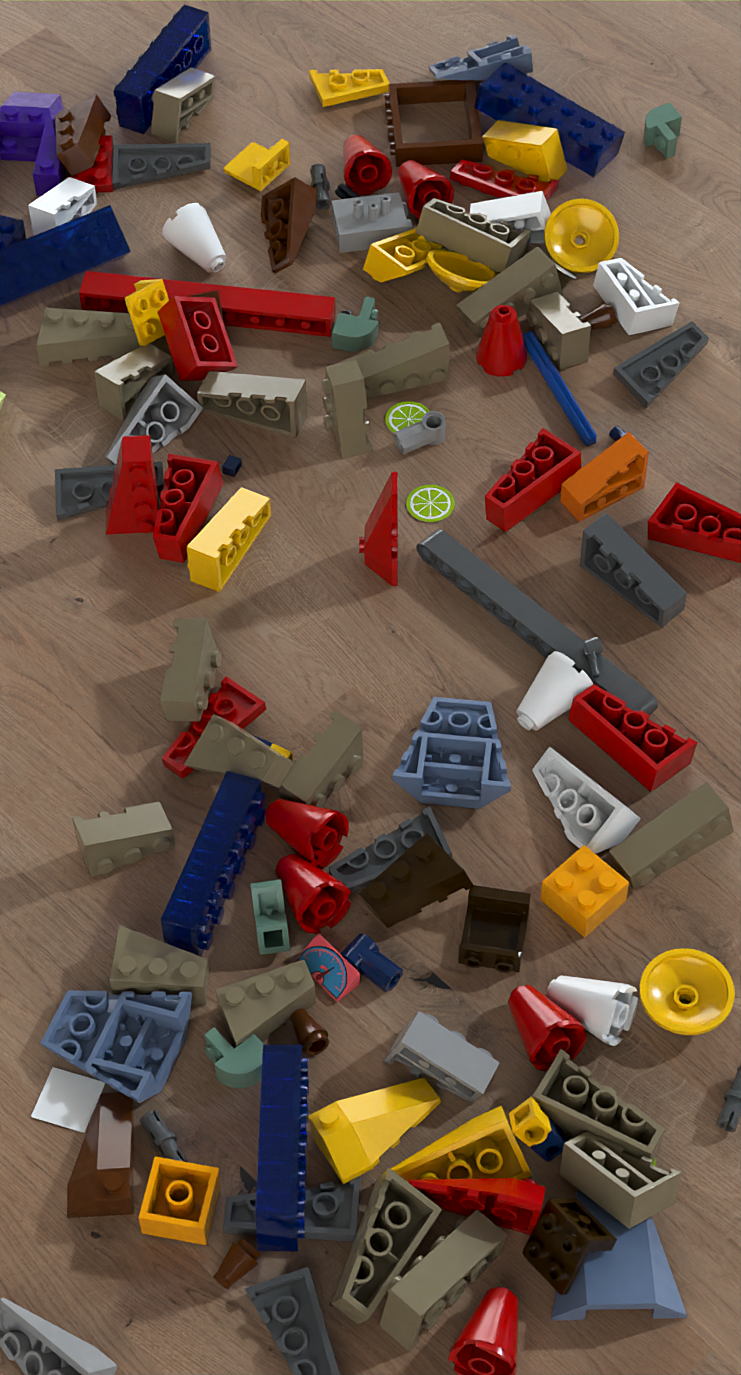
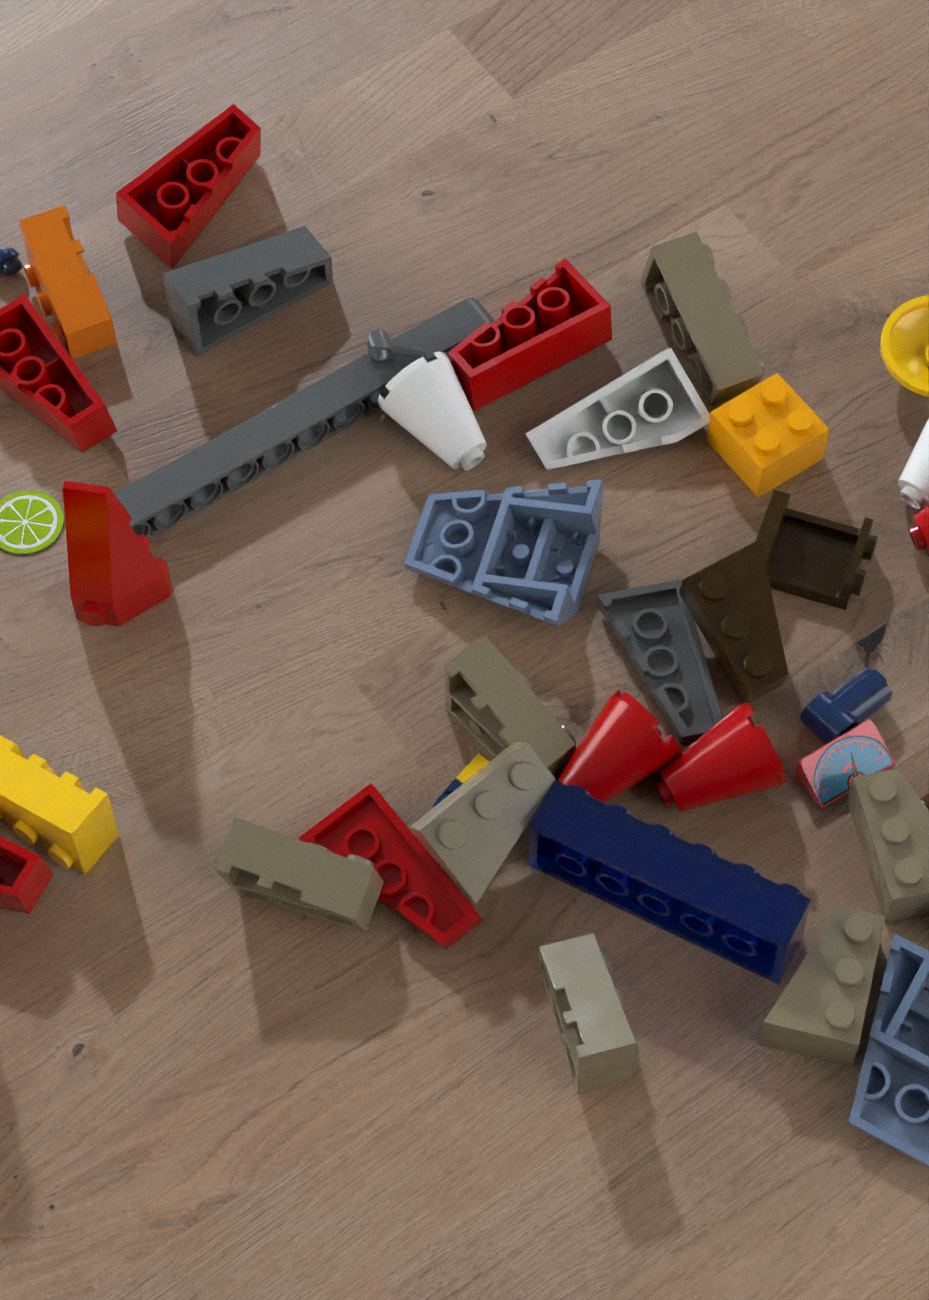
camera: 80 degrees left, 5 degrees up
(270, 917) = (768, 825): sand green brick -> none

